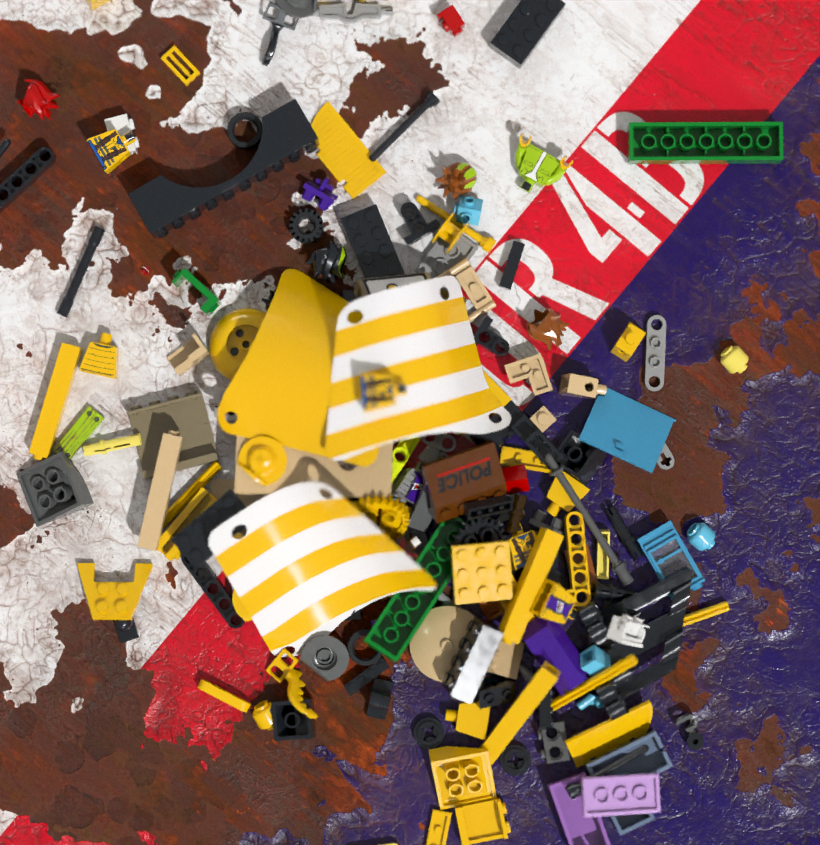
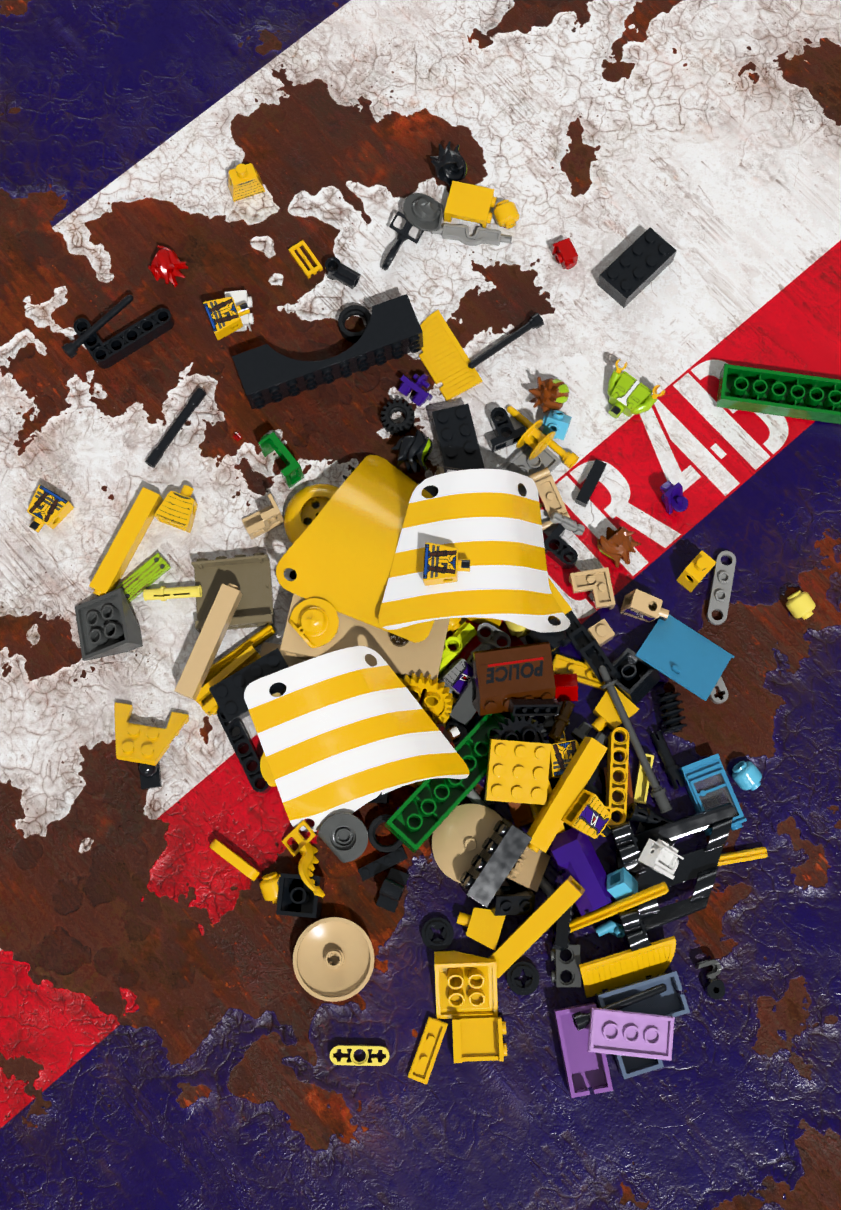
camera: 15 degrees right, 10 degrees down
(224, 78) = (342, 273): none -> black piece
(335, 772) = (333, 959): none -> tan dish
(494, 312) = (567, 523): none -> light grey axle
(596, 270) = (673, 497): none -> dark purple hips
(621, 486) = (672, 711): none -> black piece

